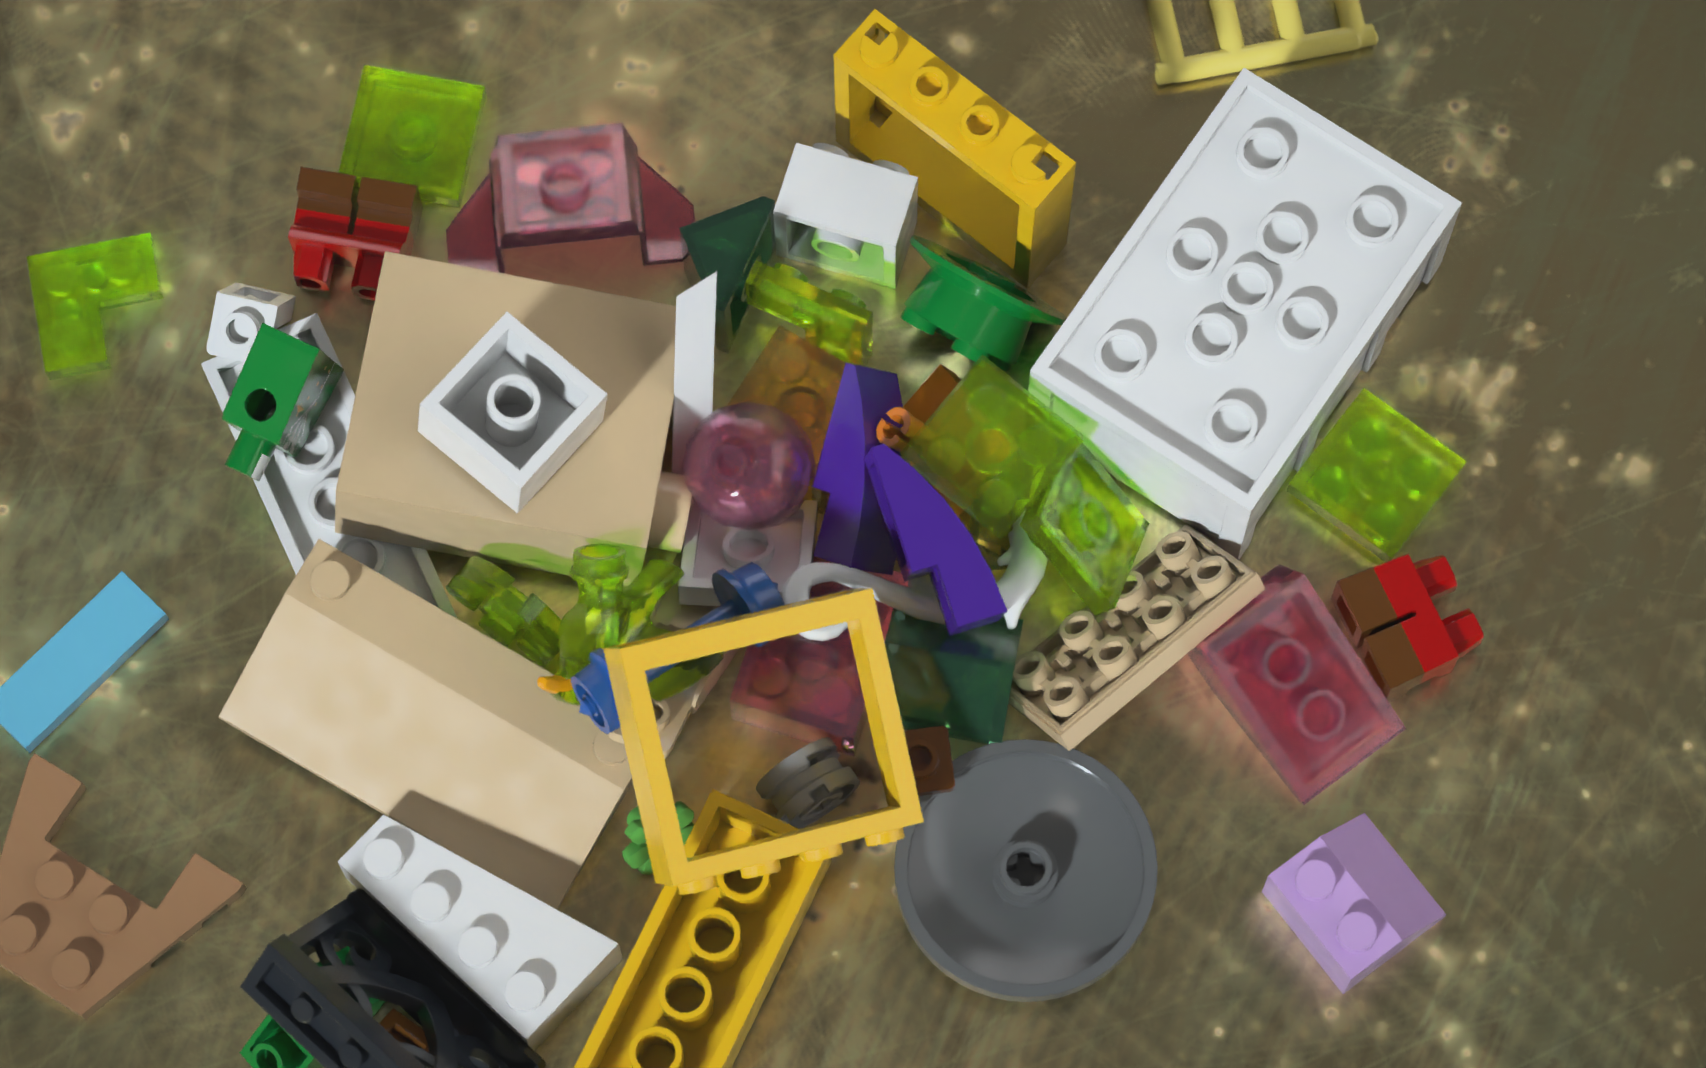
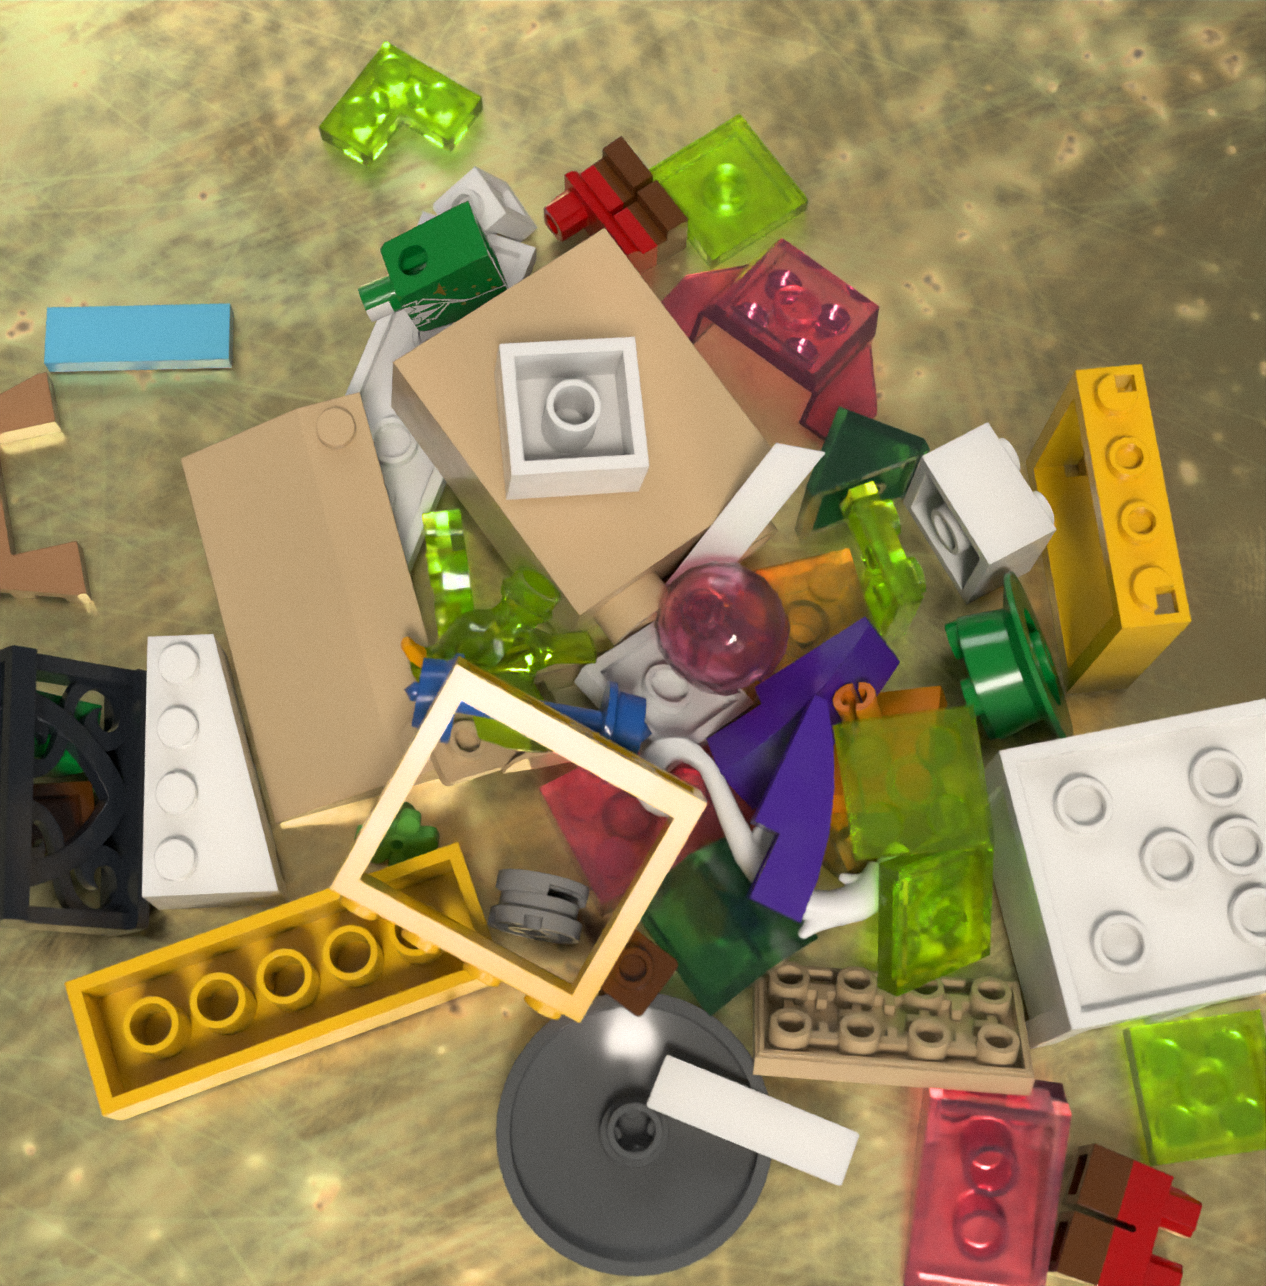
camera: 40 degrees right, 0 degrees up
(1097, 783) = (753, 1120): none -> white sticker

